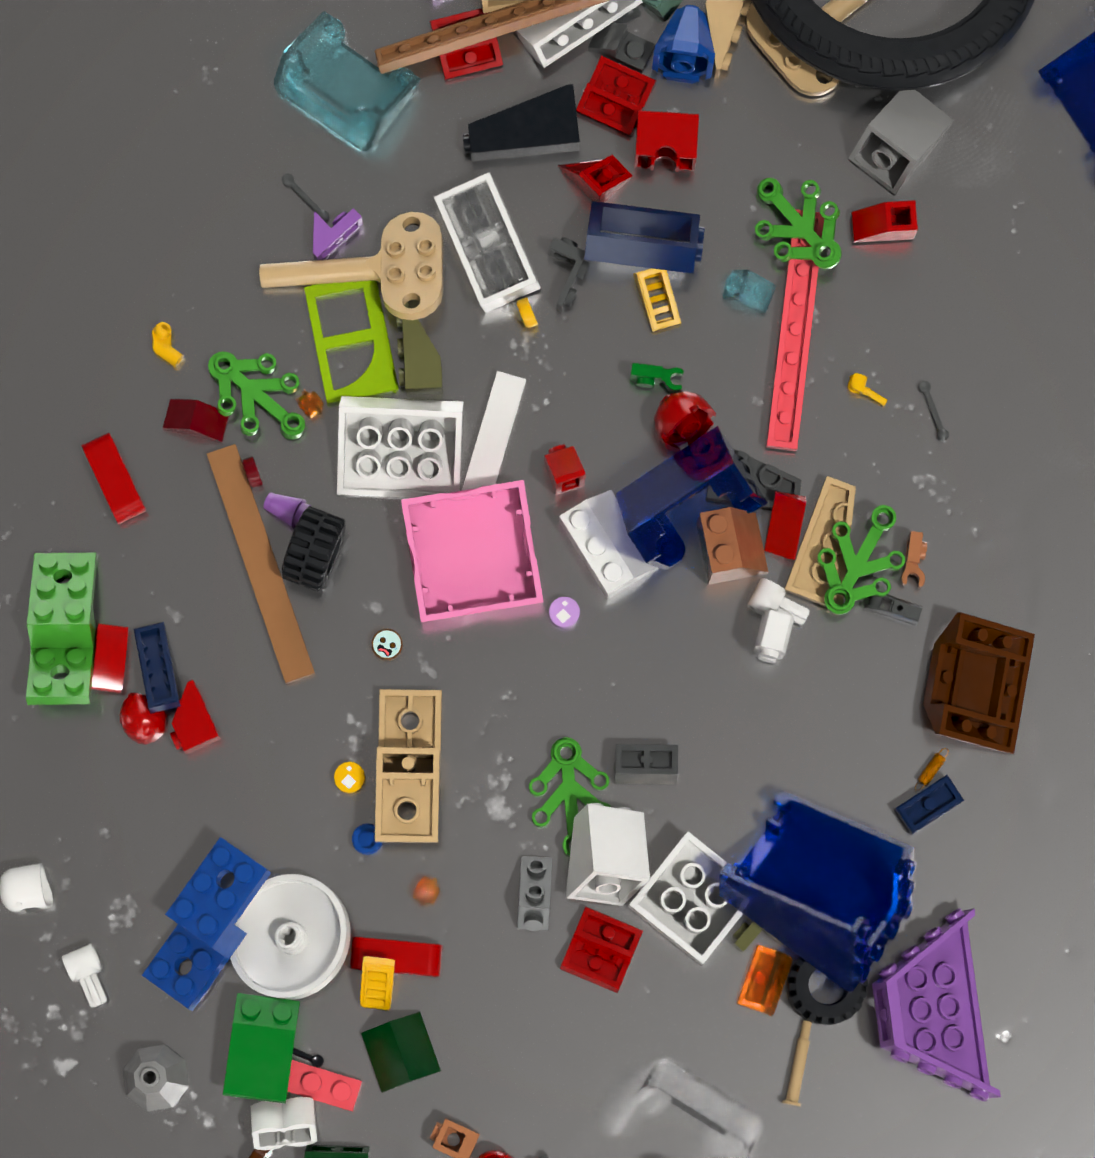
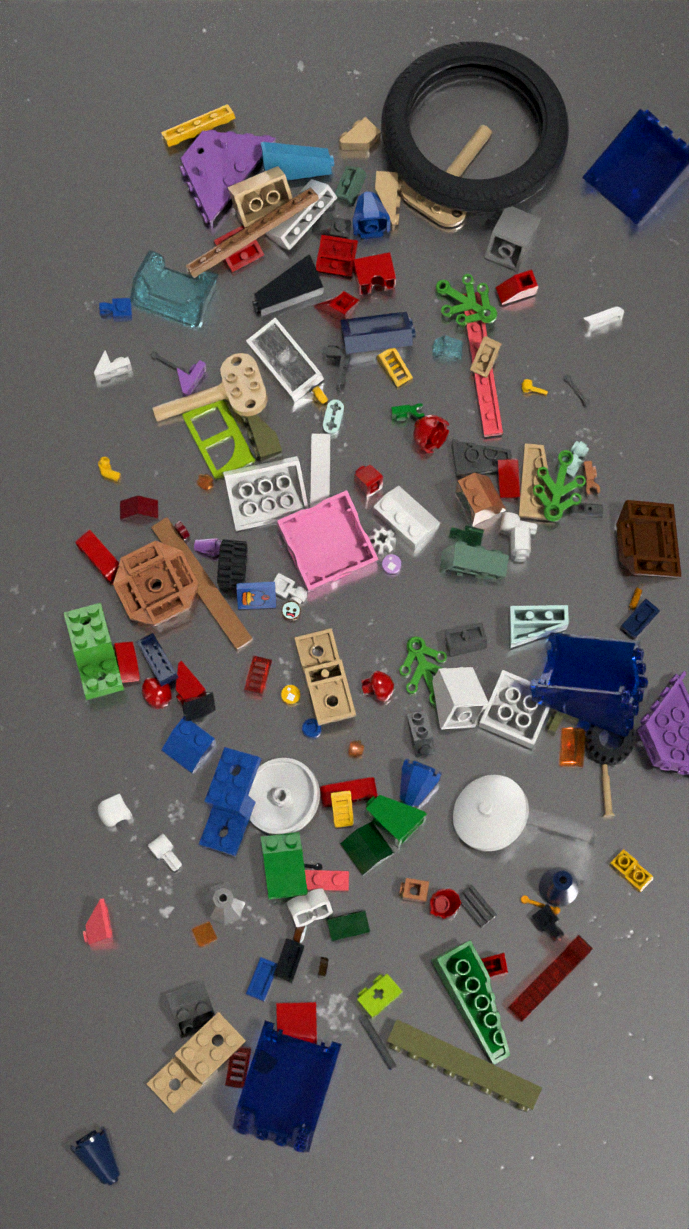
camera: 15 degrees left, 5 degrees down
(112, 1118) = (204, 934): none -> clear orange tile
(163, 526) = (149, 565): none -> nougat piece
(168, 814) = (188, 744): none -> blue slope
(200, 761) = (199, 706): none -> black slope
(205, 183) = (106, 369): none -> white slope
(254, 90) = (119, 308): none -> blue plate
(254, 390) = (169, 483): bright green plant -> none
(304, 760) = (254, 690): none -> clear red slope
(337, 607) = (256, 595): none -> blue tile
(386, 604) = (284, 587): none -> white plate
(453, 1020) = (394, 818): none -> green slope
(492, 801) = (380, 684): none -> red piece
(506, 970) = (417, 782): none -> blue cone
(544, 357) = (337, 418): none -> light aqua beam
(566, 565) = (386, 536): none -> white piece
(601, 949) = (469, 755): red slope -> none
(606, 1052) = (490, 813): none -> white dish
(652, 496) = (451, 450): clear blue windscreen -> none
(694, 644) = (474, 561): none -> sand green wedge
(699, 601) = (470, 535): none -> clear green plate
(762, 767) = (535, 622): none -> light aqua wedge
(803, 322) = (486, 356): none -> tan slope
(910, 508) = (579, 450): none -> light aqua plate
(1009, 305) = (603, 318): none -> white slope

